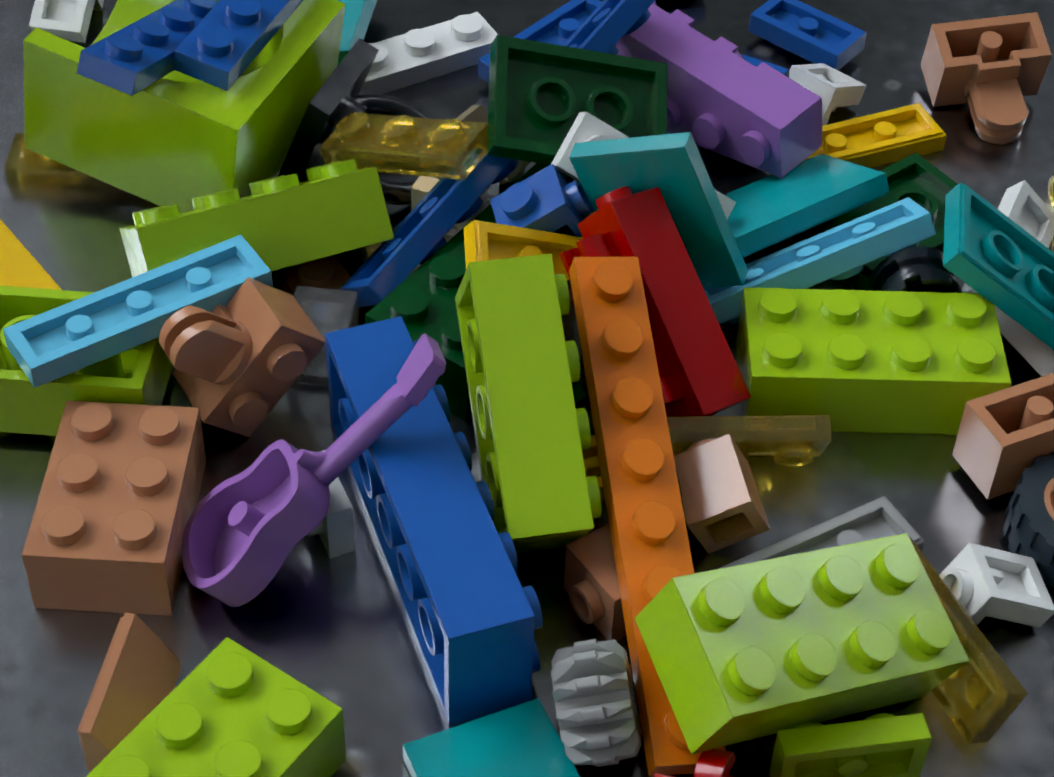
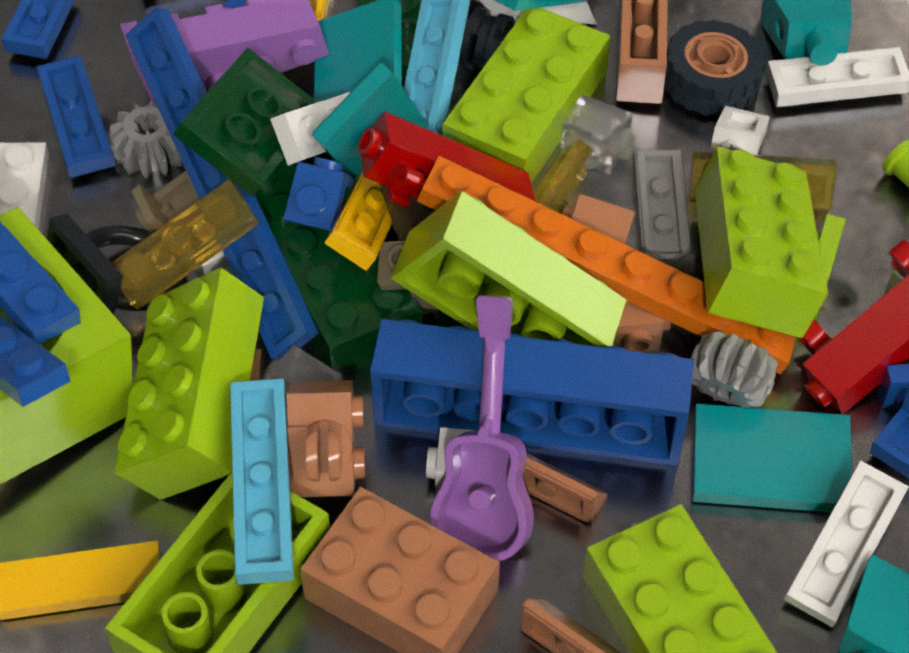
camera: 60 degrees left, 10 degrees up
(340, 600) = (562, 490): none -> nougat slope
(871, 447) = (602, 129): none -> clear brick

